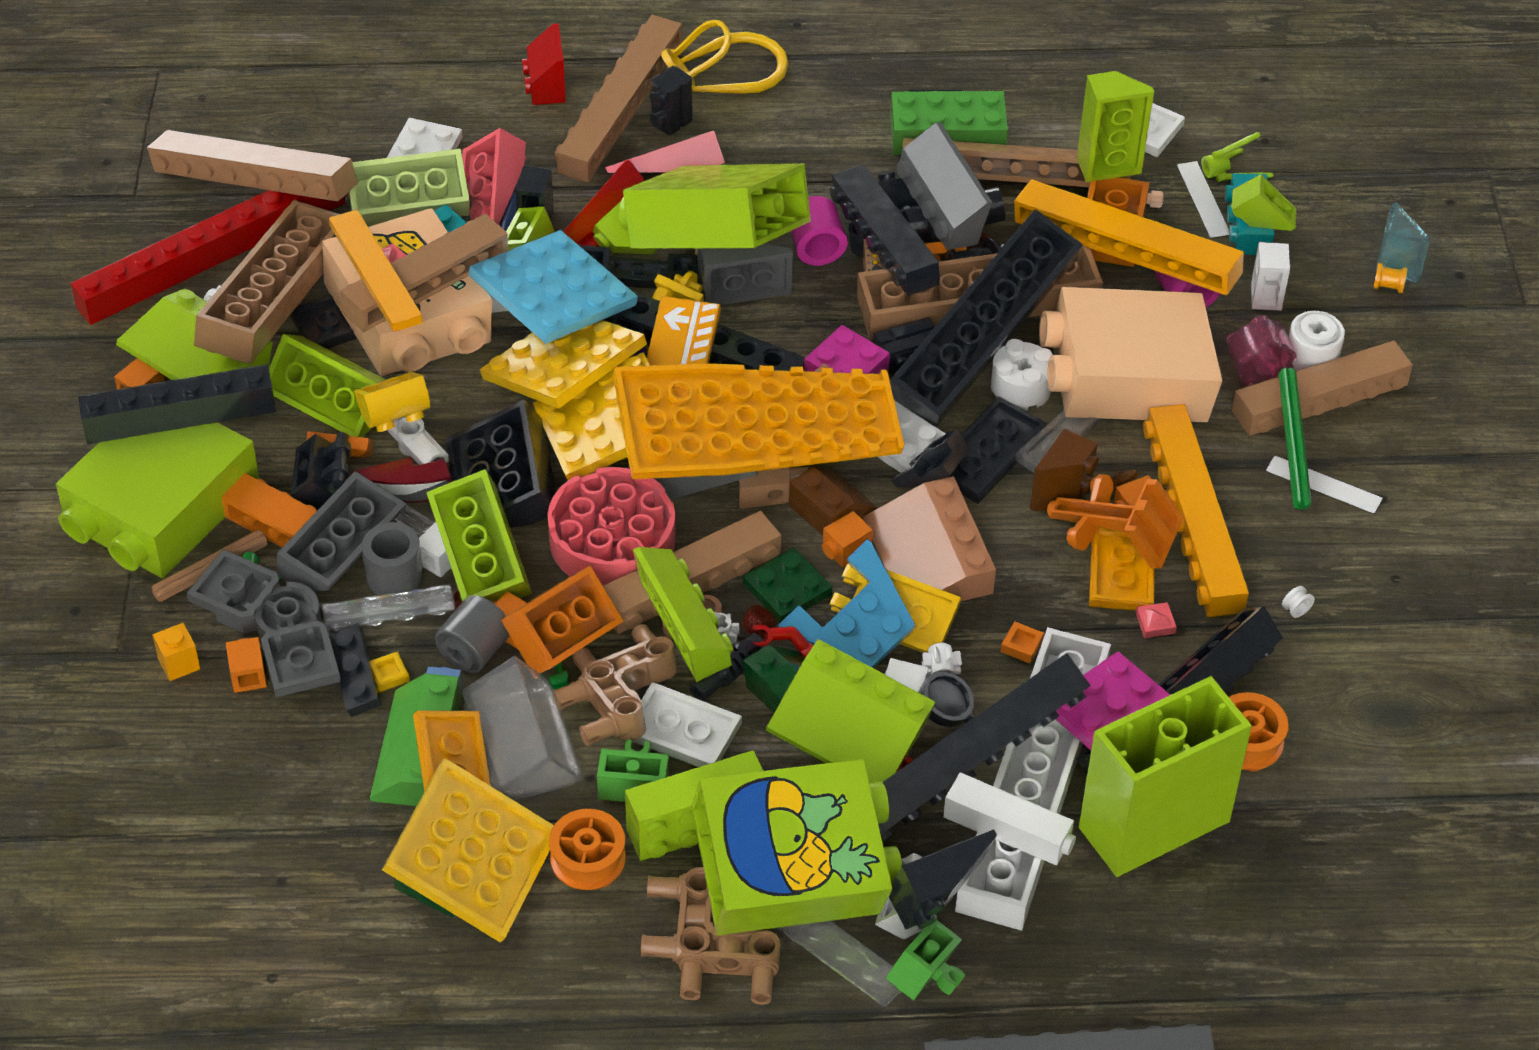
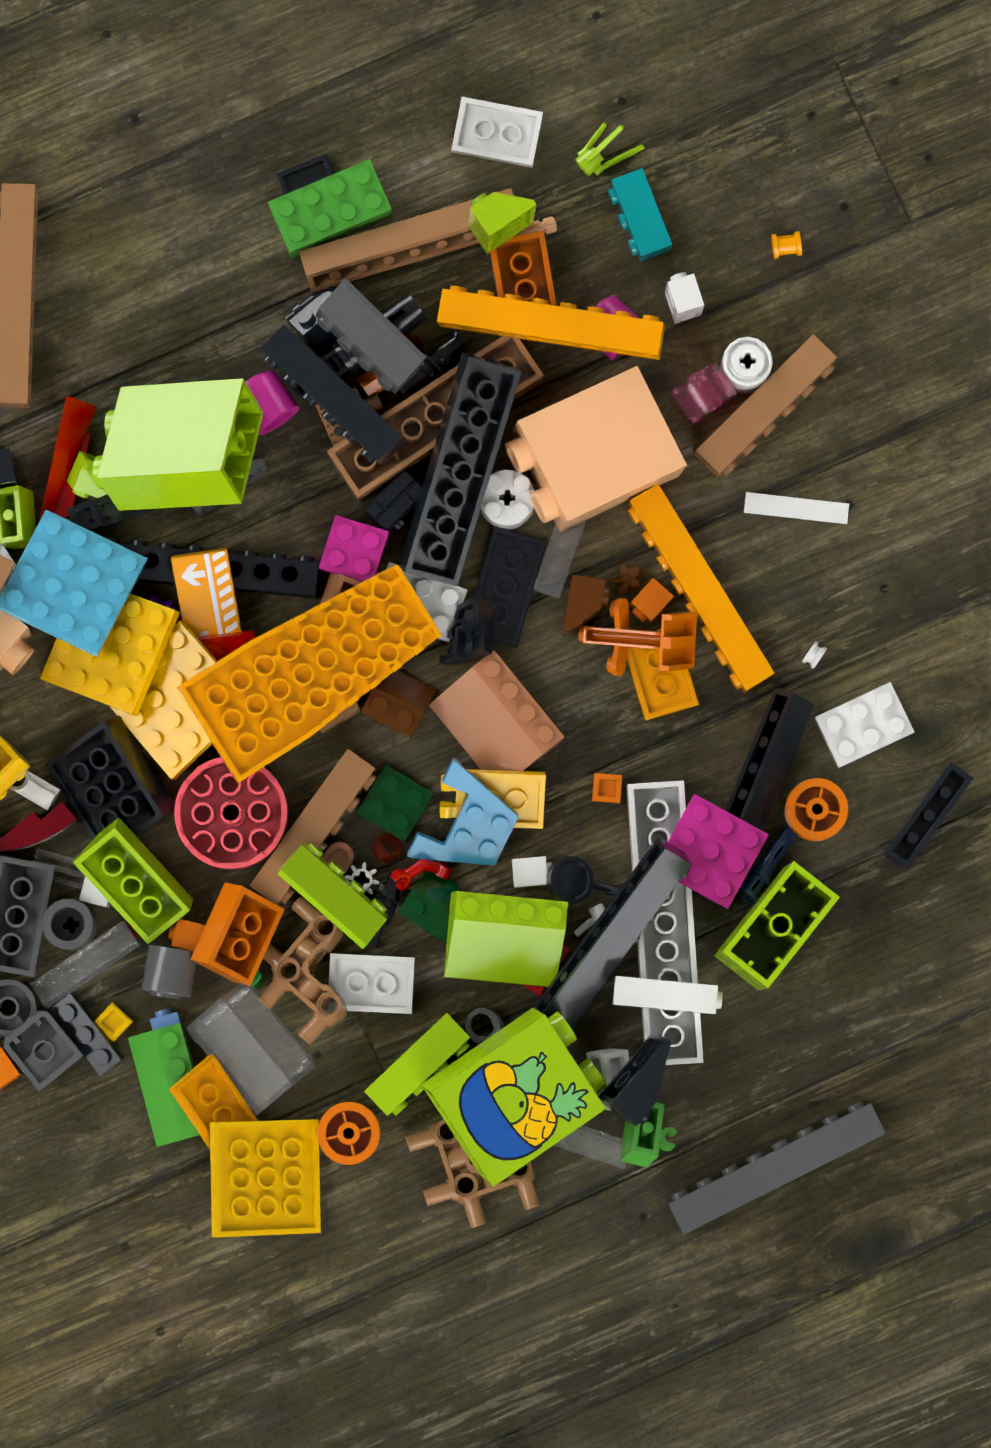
camera: 25 degrees left, 35 degrees up
(628, 769) = (354, 1052): bright green brick -> none
(671, 58) = (70, 188): yellow animal -> none
(671, 100) = (68, 293): black brick -> none
(681, 287) = (188, 526): yellow hips -> none
(694, 151) = (107, 351): coral wedge -> none
(844, 537) = (426, 741): orange brick -> none
(942, 658) = (551, 839): white gear -> none
(1156, 620) = (705, 717): coral tile -> none
(1203, 199) = (590, 202): white sticker -> none
(1263, 205) = (655, 223): lime slope -> none
(1294, 438) = (761, 482): green axle -> none
(1331, 683) = (864, 725): none -> white plate
(1375, 776) = (927, 816): none -> black brick
(1403, 244) = (785, 212): clear light blue slope -> none

